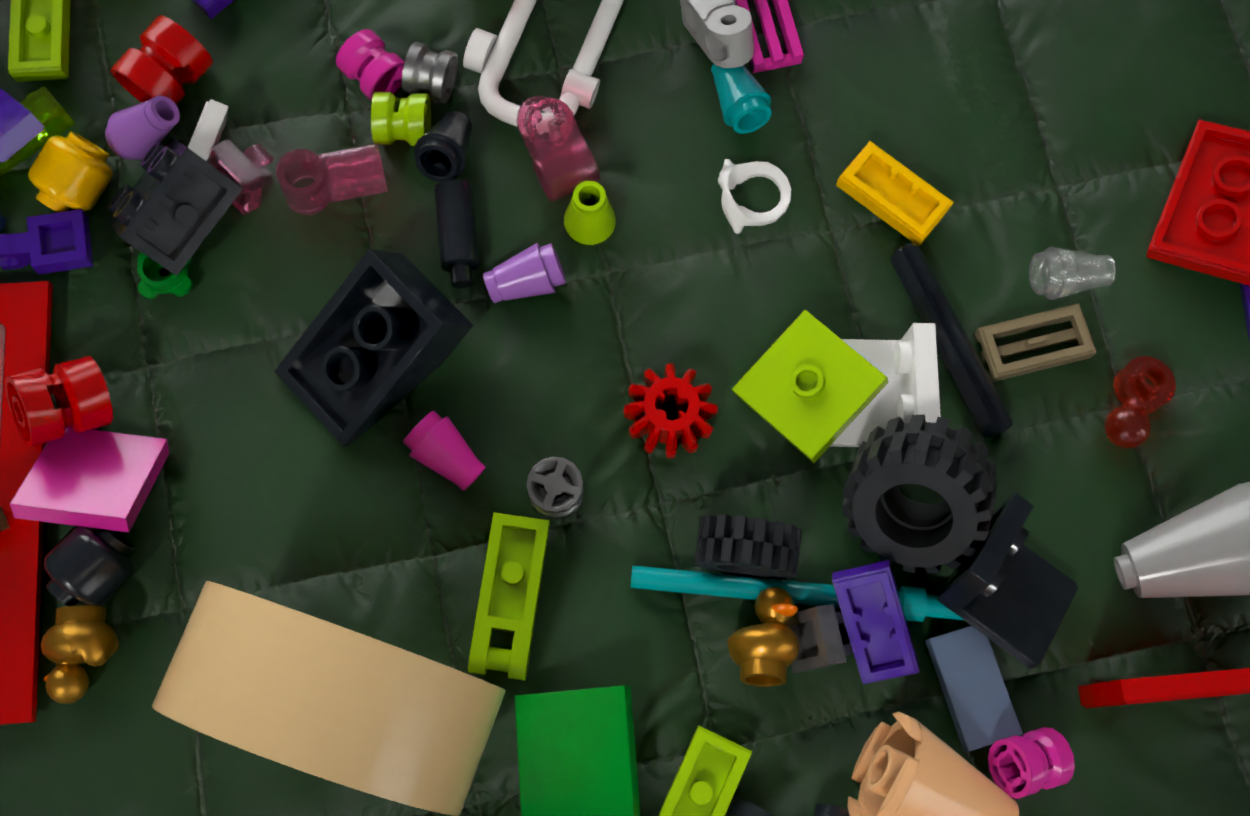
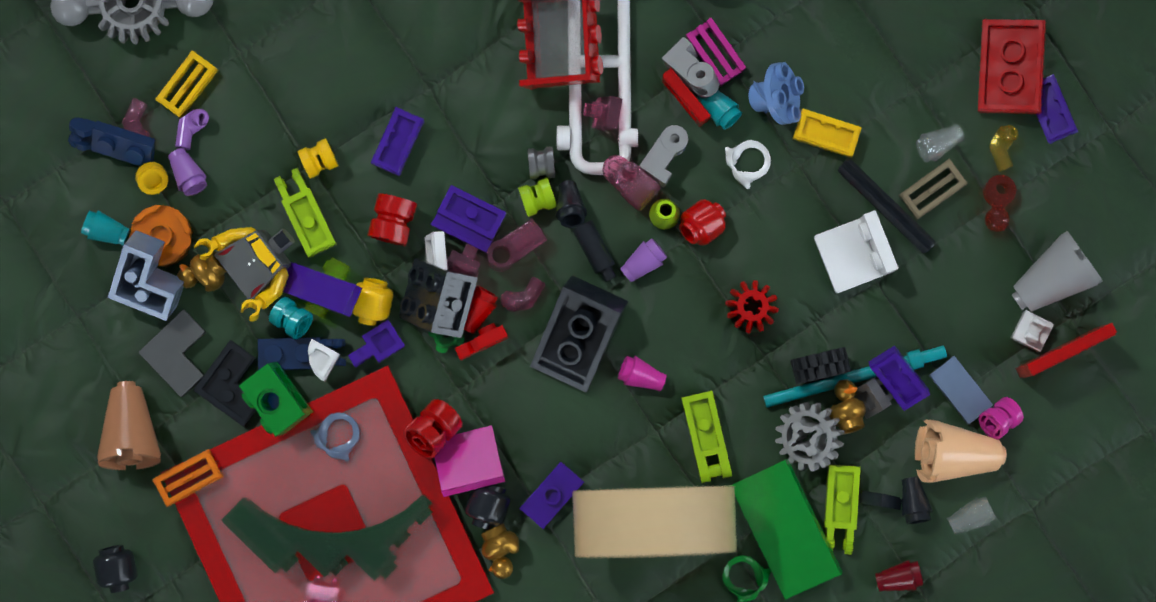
camera: 15 degrees left, 10 degrees up
(139, 127) = (397, 261): medium lavender cone -> none
(175, 599) = (551, 495): none -> dark purple plate
(222, 299) = (489, 336): none -> red plate
(230, 248) = (481, 307): none -> red cone
(281, 109) = (468, 218): none -> dark purple plate
(310, 263) = (523, 299): none -> clear pink arm
(366, 60) = (500, 169): dark pink wheel -> none
(557, 33) = (604, 112): none -> clear pink tile
(557, 477) = (708, 367): flat silver wheel -> none
(626, 126) = (668, 145): none -> light grey leg
(643, 250) = (702, 222): none -> red head
(692, 60) = (685, 97): none -> red tile
(697, 683) = (803, 426): none -> light grey gear
(810, 385) = (820, 264): lime plate -> none
(839, 101) = (778, 94): none -> medium blue plate
(915, 531) = (898, 305): black tyre -> none
(1010, 589) = (961, 333): black bracket -> none
(1129, 633) = (1032, 331): none -> white tile
(1170, 313) = (1000, 145): none -> clear yellow arm

